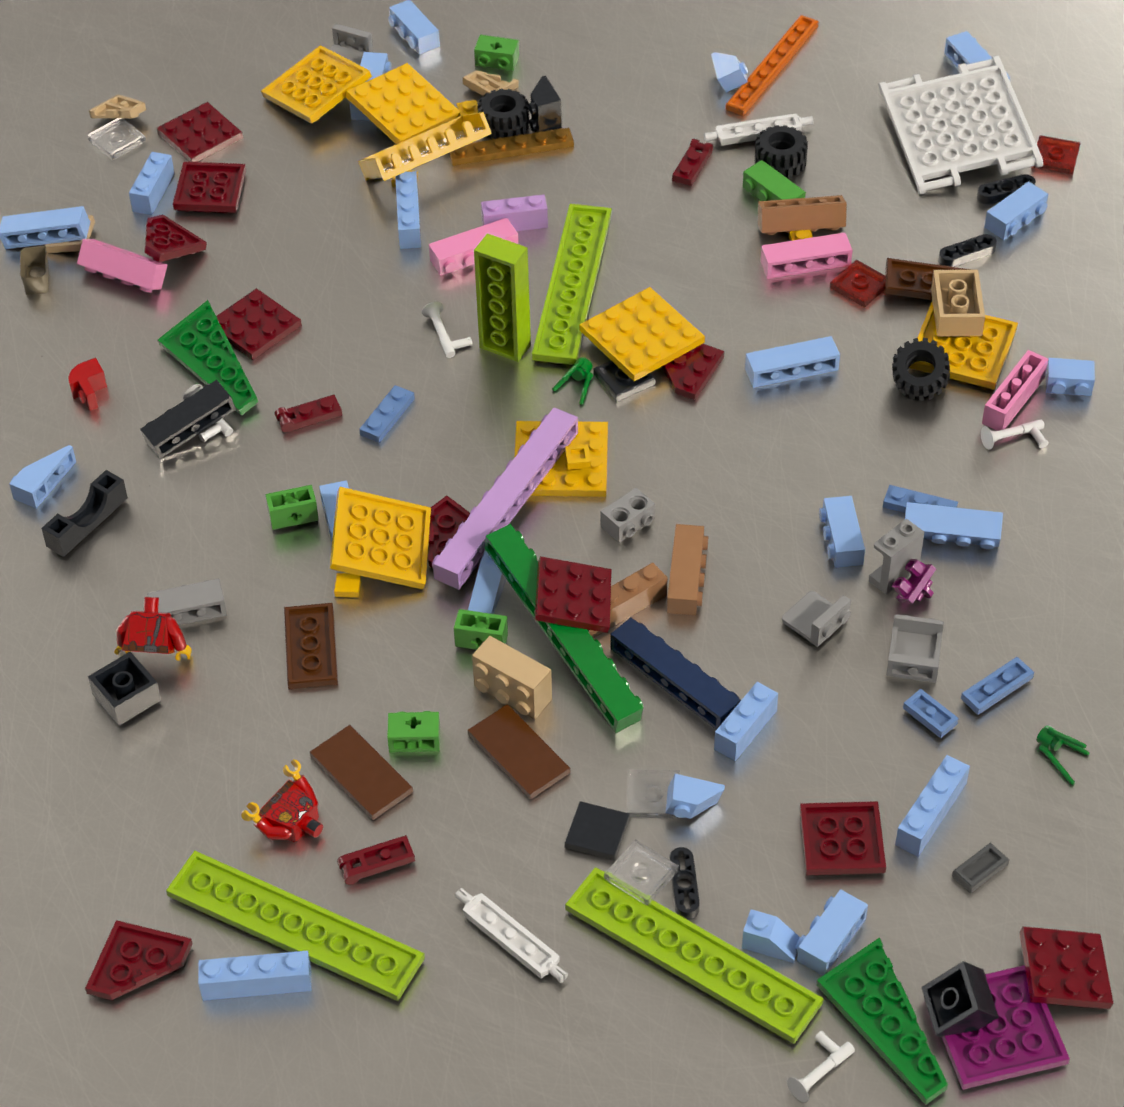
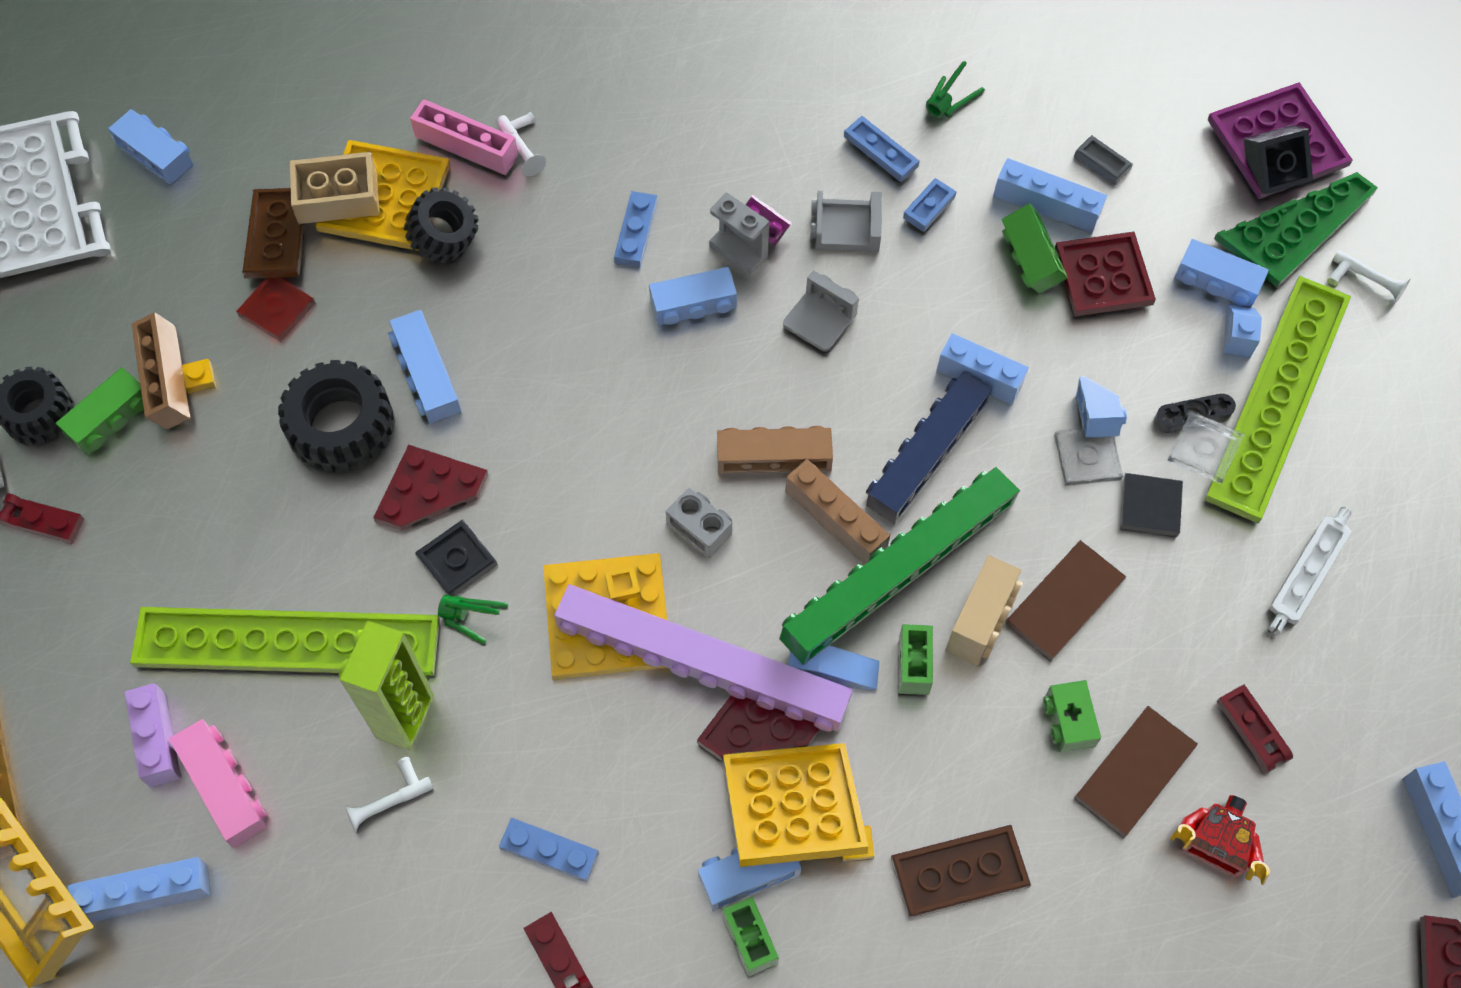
camera: 100 degrees left, 15 degrees up
(296, 925) = (1364, 809): lime plate -> none
(573, 594) = (871, 546): dark red plate -> none
(642, 333) = (391, 538): yellow plate -> none
(750, 286) = (329, 385): none -> black tyre
(806, 255) = (232, 365): bright pink brick -> none
(870, 779) = (1033, 249): none -> bright green brick
(956, 524) = (673, 191): light blue brick -> none
(980, 245) = (218, 207): black beam -> none
(992, 192) = (105, 170): black beam -> none
(1058, 154) = (40, 103): clear red tile -> none
(1066, 967) = (1204, 86): dark red plate -> none
(1070, 376) = (433, 84): light blue brick -> none

